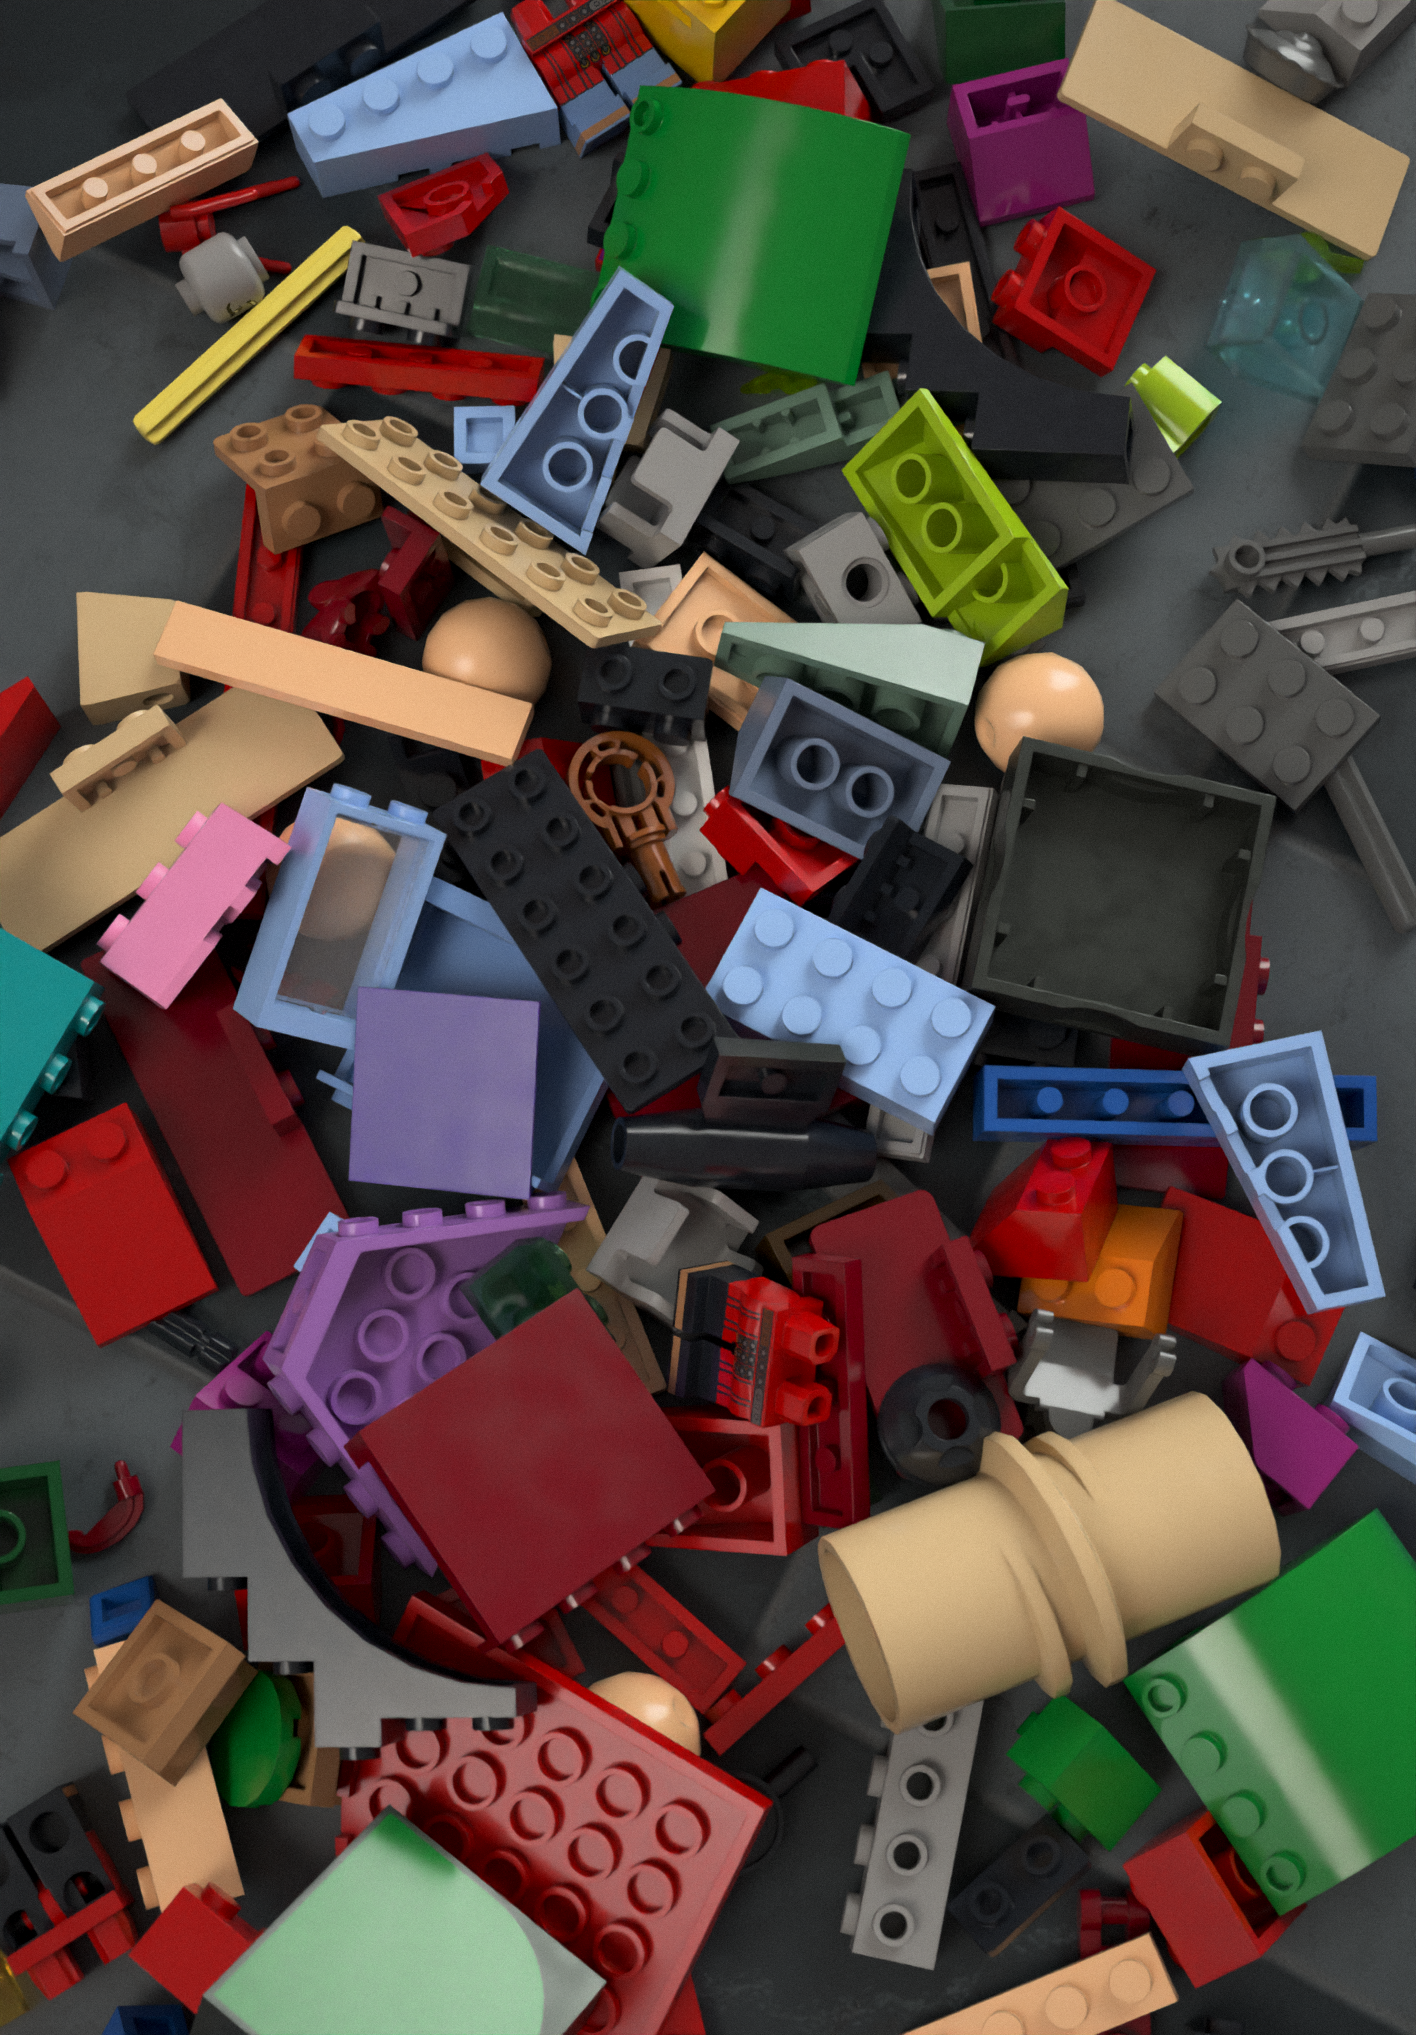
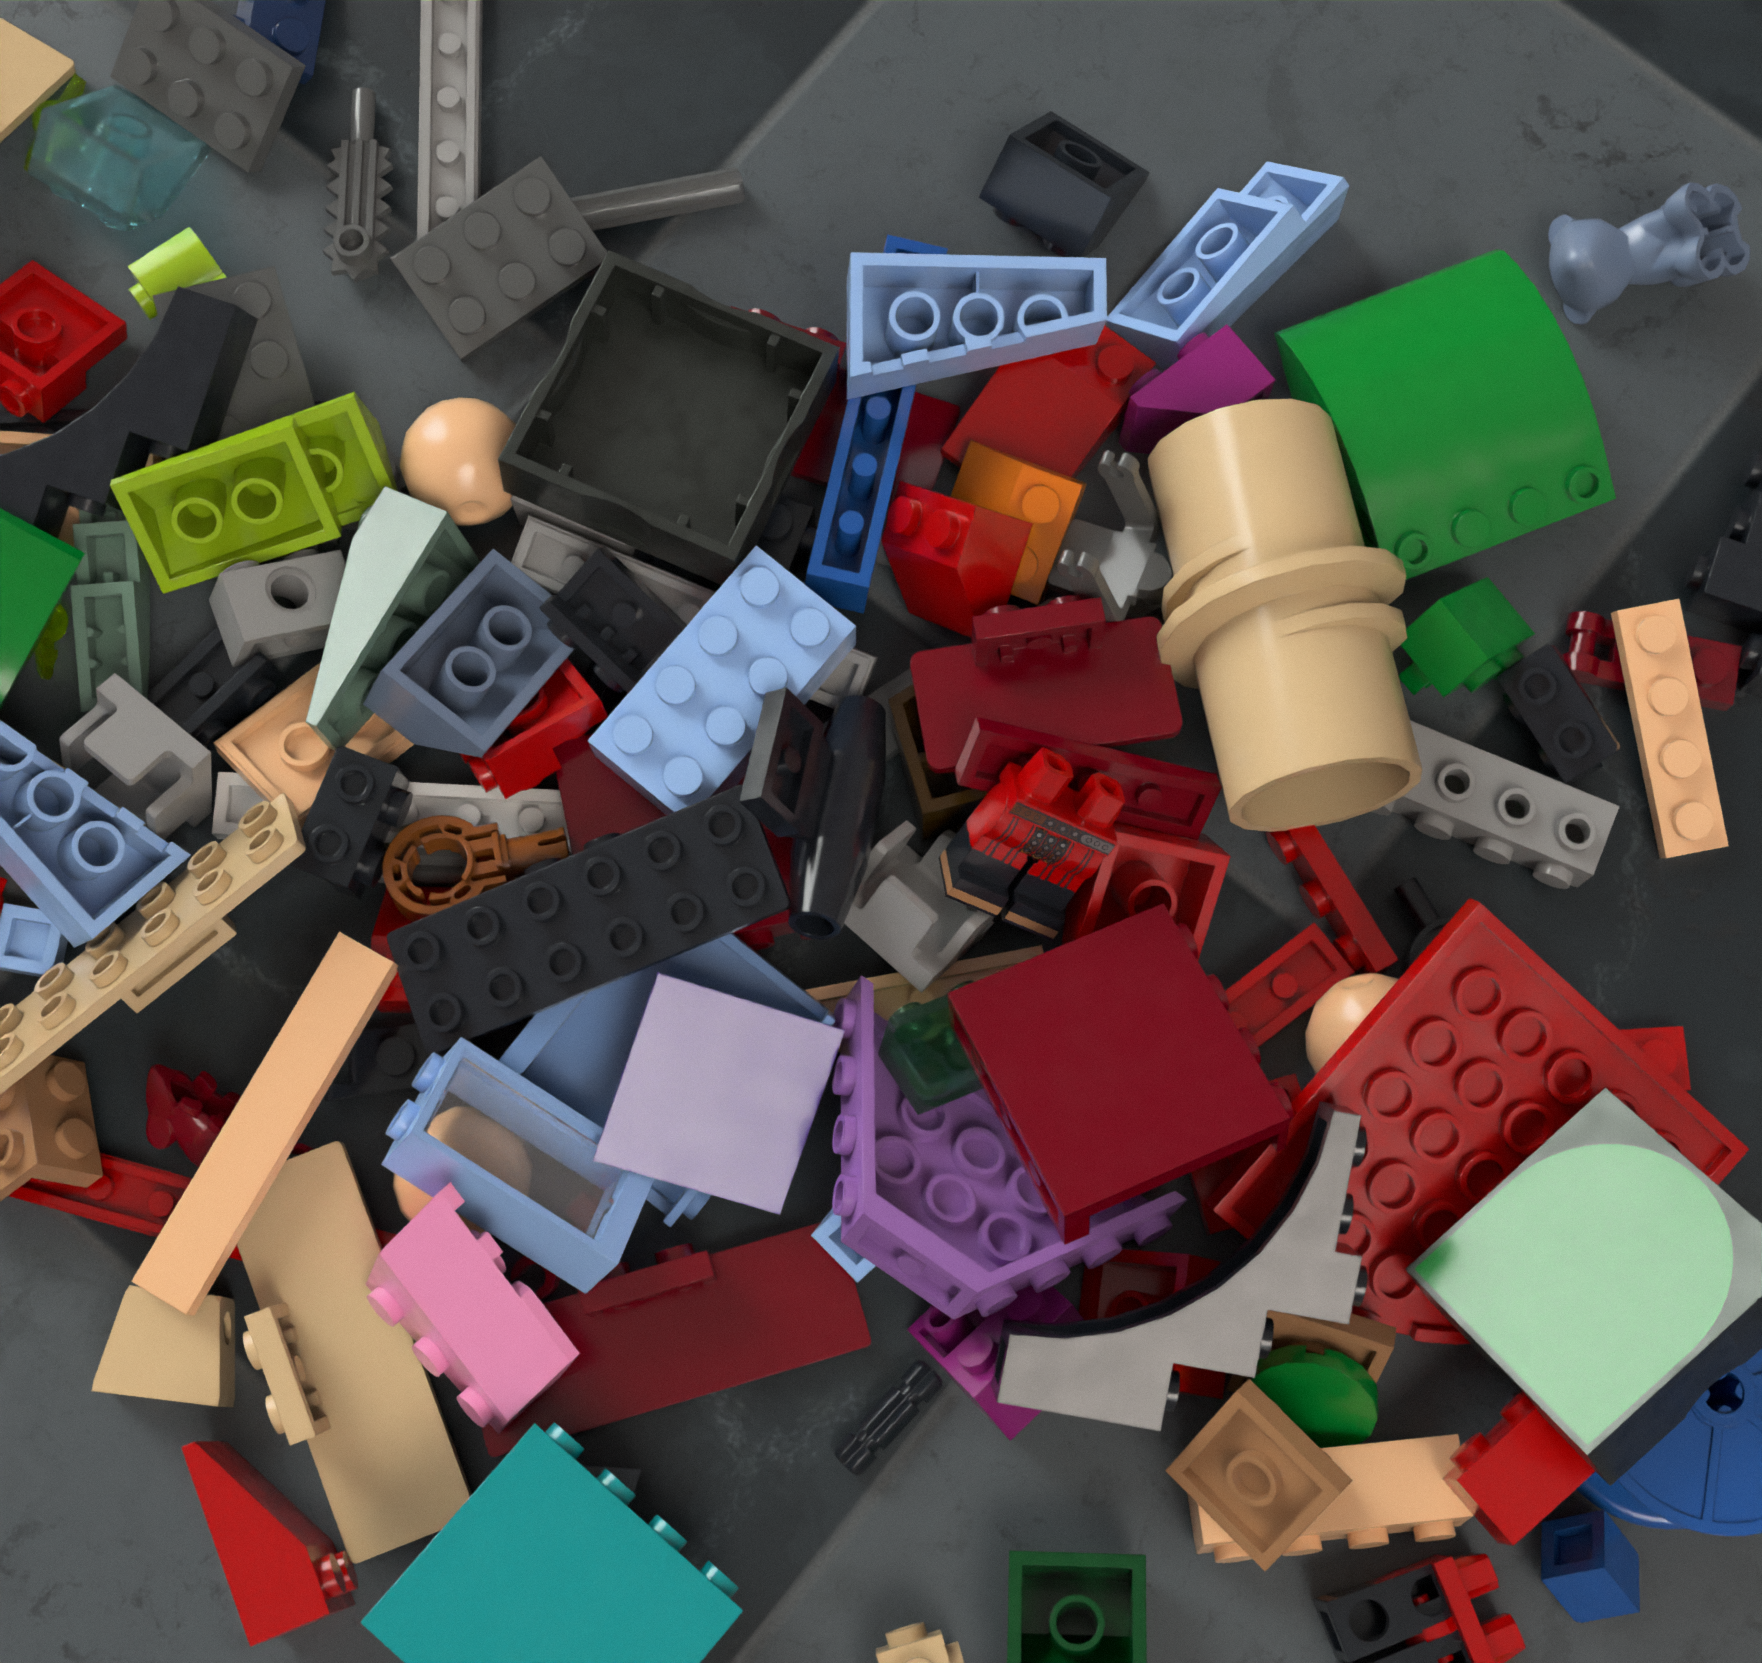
camera: 80 degrees left, 0 degrees up
(113, 1224) = (774, 1462): red slope -> none
(118, 1520) = (1066, 1508): dark red piece -> none
(120, 1610) = (1160, 1516): blue slope -> none
(414, 573) = (158, 1027): dark red bracket -> none
(490, 648) = (263, 973): light nougat piece -> none
(907, 1435) = (1133, 713): black piece -> none
(1204, 1899) = (1588, 560): red slope -> none

